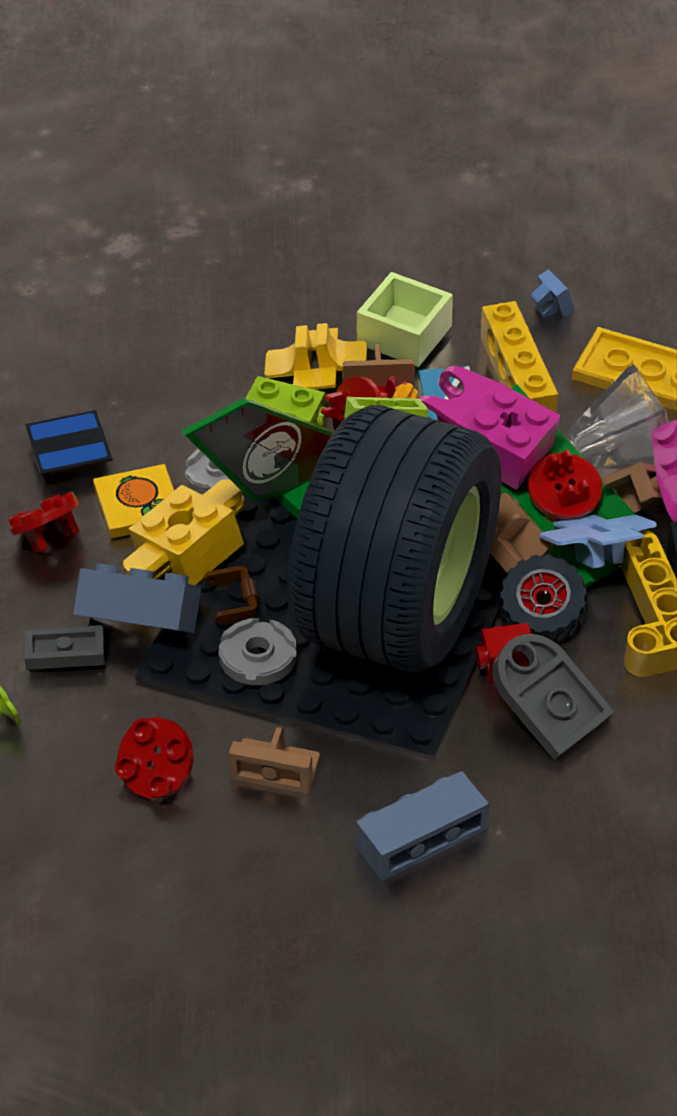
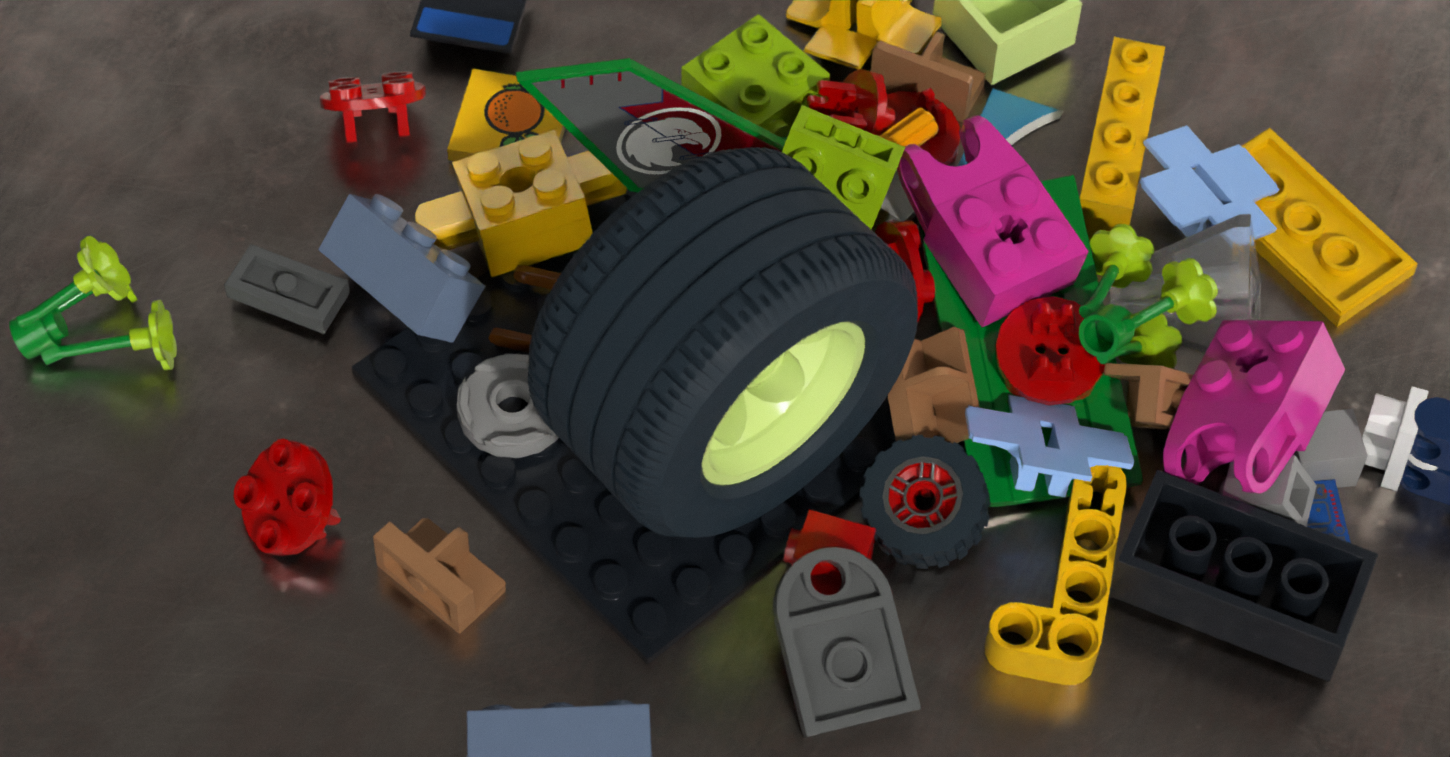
camera: 25 degrees right, 10 degrees up
(552, 296) = (1231, 56): medium blue tile -> none
(586, 369) = (1214, 191): none -> light blue piece
(601, 455) = (1142, 336): none -> lime plant

